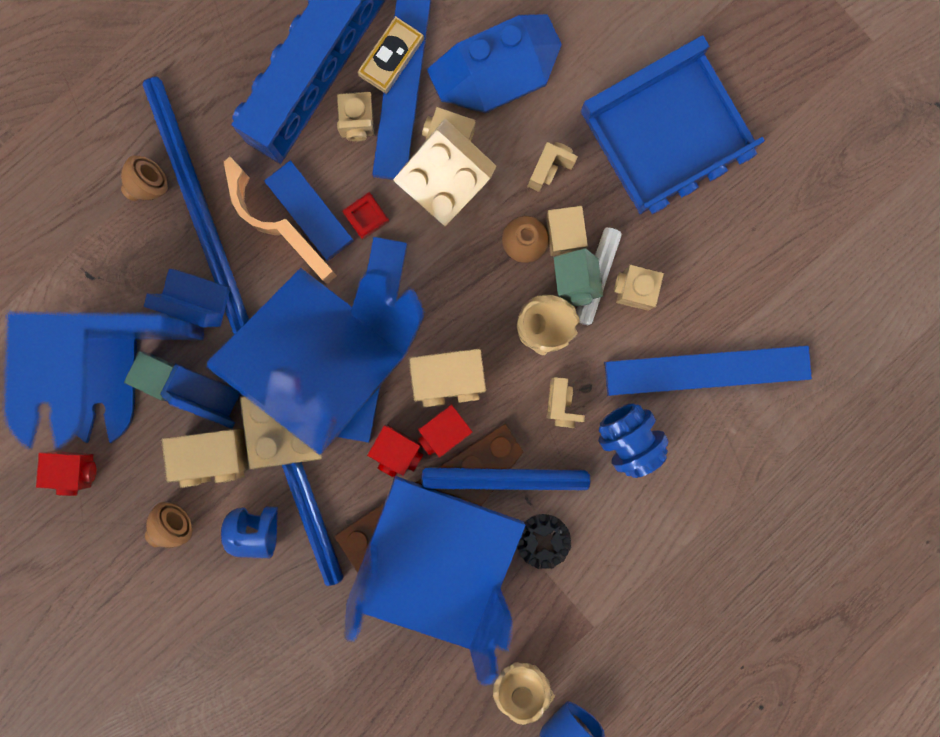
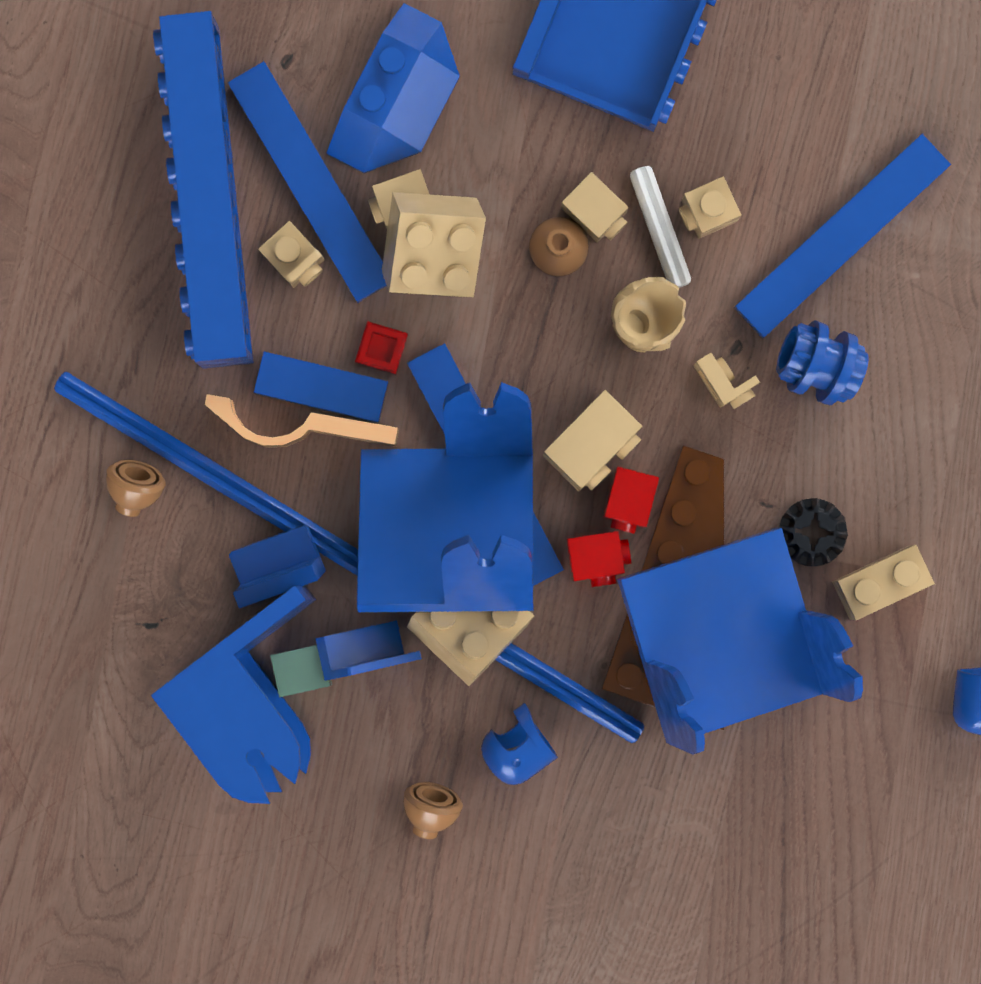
camera: 35 degrees left, 0 degrees up
(65, 472) = (288, 833): red brick -> none
(200, 456) = (419, 702): tan brick -> none
(391, 55) = (283, 168): tile -> none
(505, 479) = (727, 498): blue axle -> none
(522, 692) = (906, 692): tan hair -> none
(545, 170) = (525, 162): tan bracket -> none
(563, 610) = (883, 582): none -> tan brick
(578, 277) = (643, 245): sand green brick -> none

